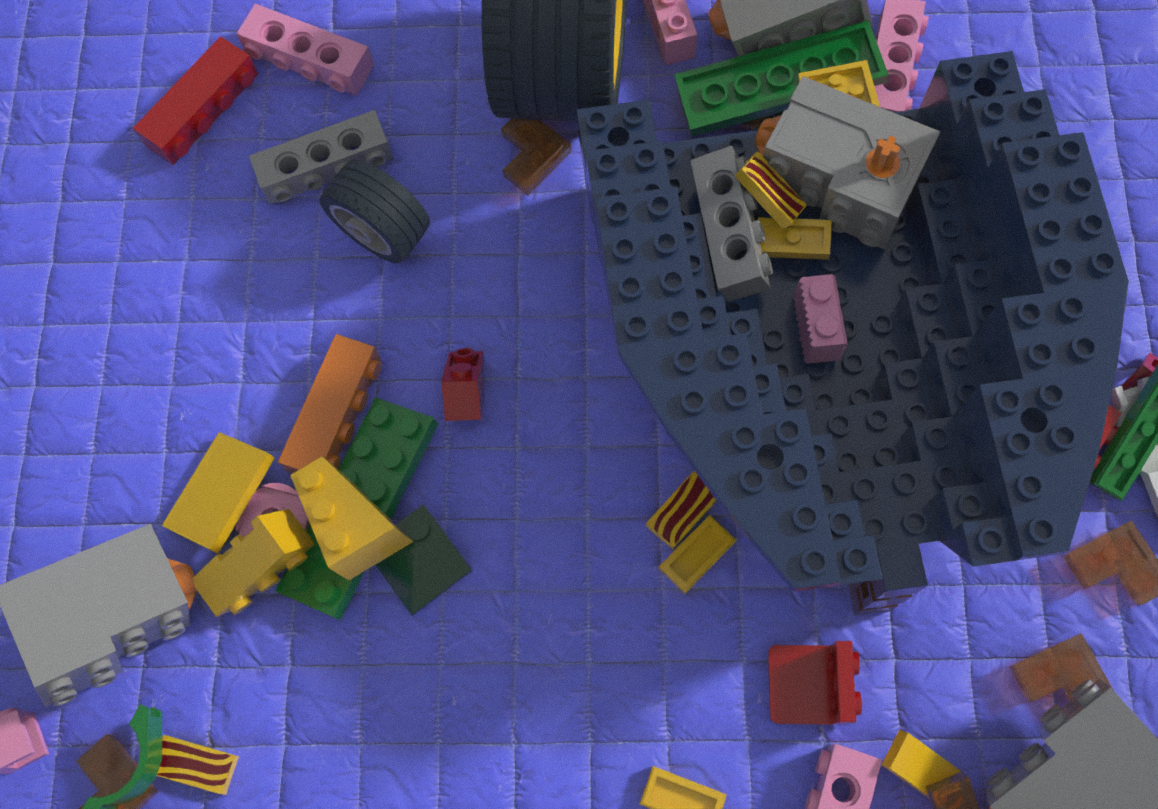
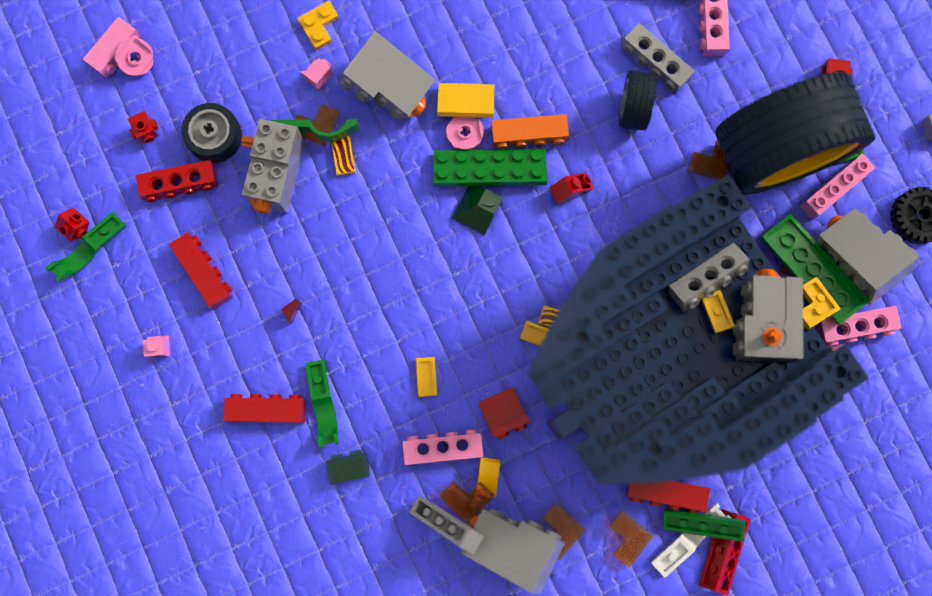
camera: 60 degrees right, 10 degrees up
(253, 562) = (440, 134): yellow wedge -> none
(344, 520) = (478, 164): yellow wedge -> none
(770, 190) = (734, 288): yellow tile -> none
(820, 319) = (679, 341): bright pink brick -> none

